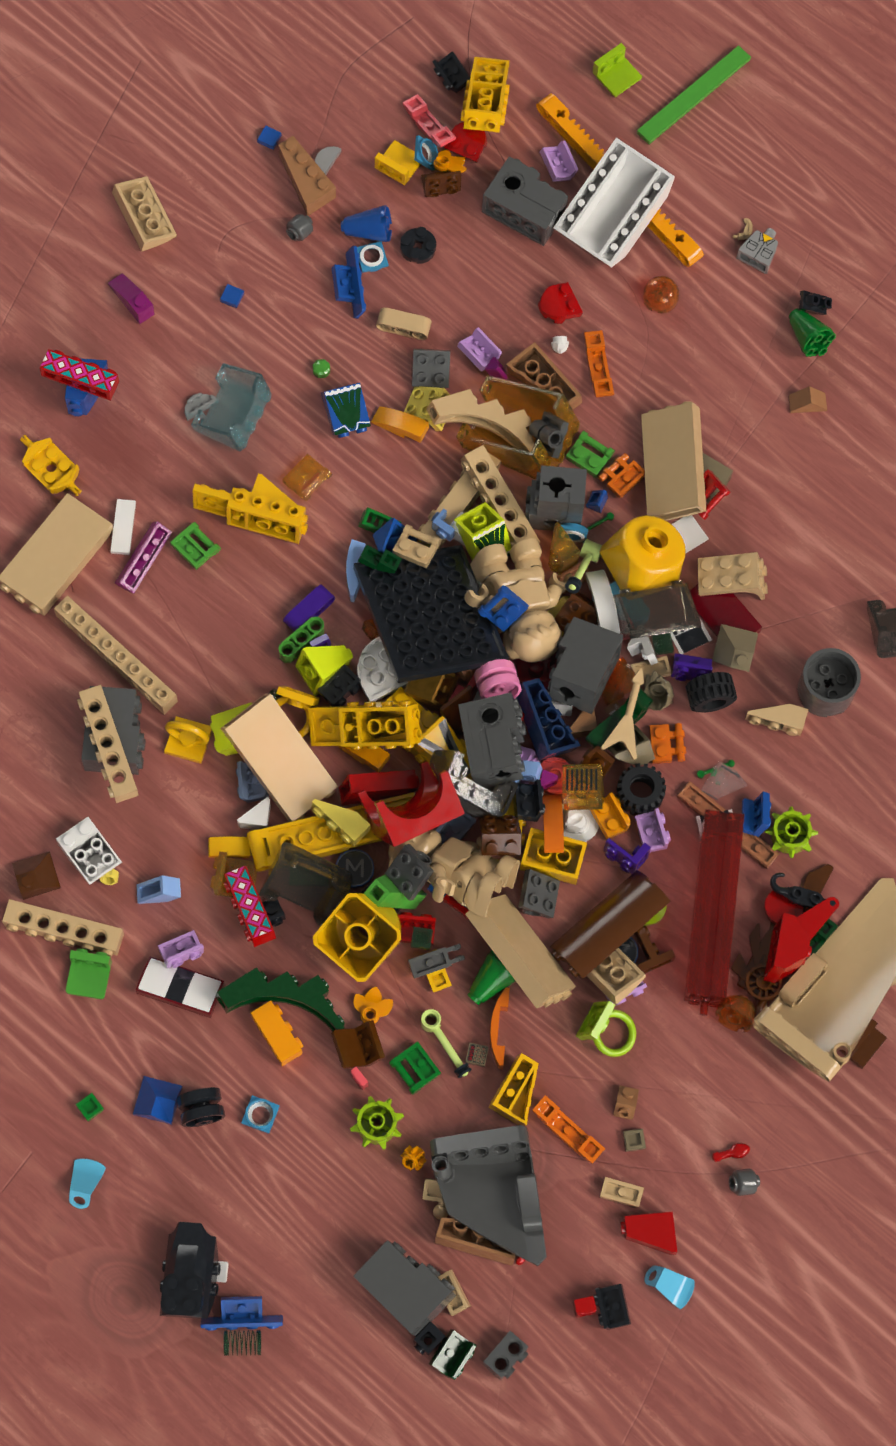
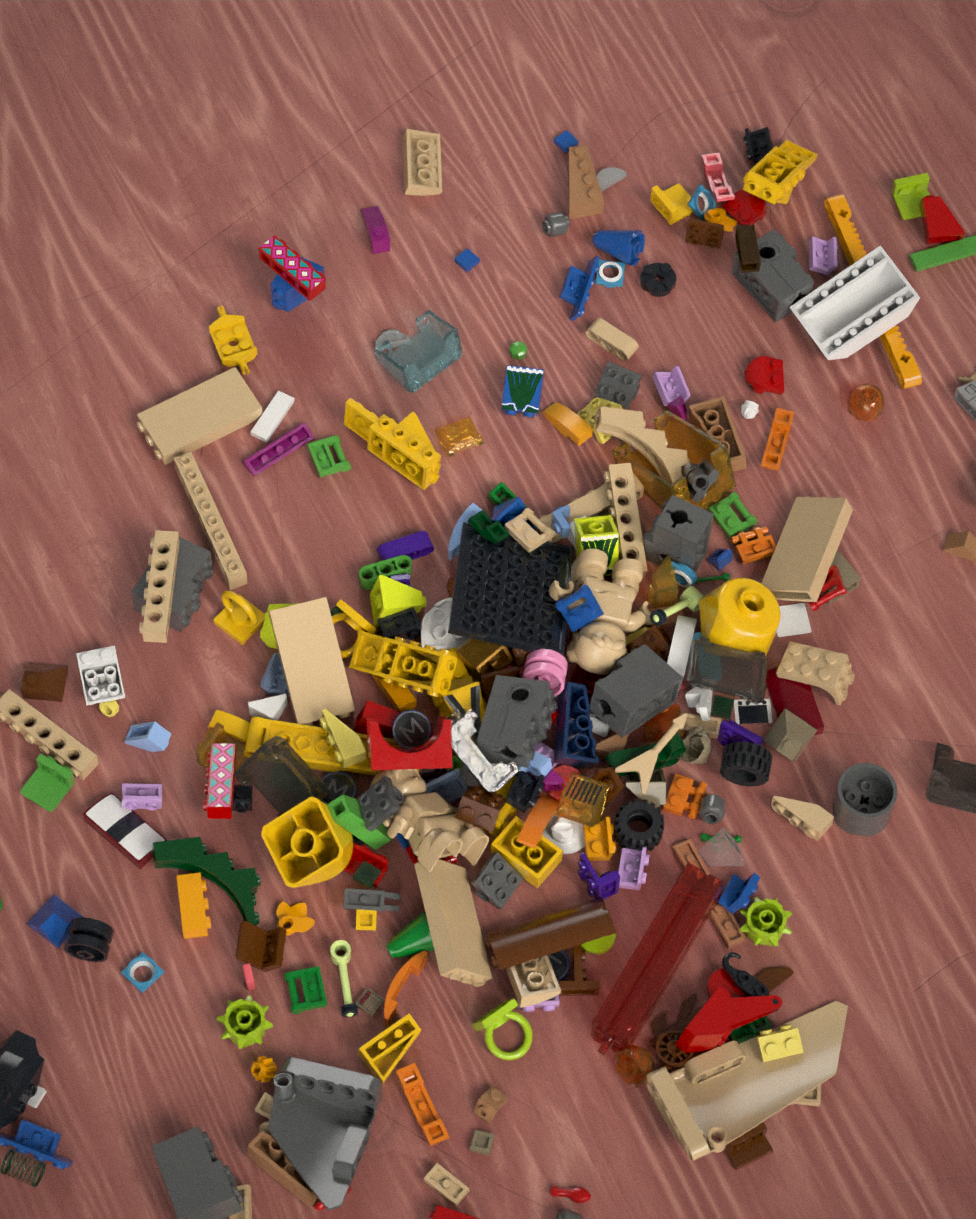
camera: 25 degrees right, 10 degrees down
(399, 784) = (411, 729): none -> black tile
(495, 187) = (747, 248): none -> dark brown window
(650, 86) = (938, 221): none -> red slope
(697, 745) = (712, 809): none -> dark grey head
(851, 938) = (779, 1043): none -> light yellow bracket

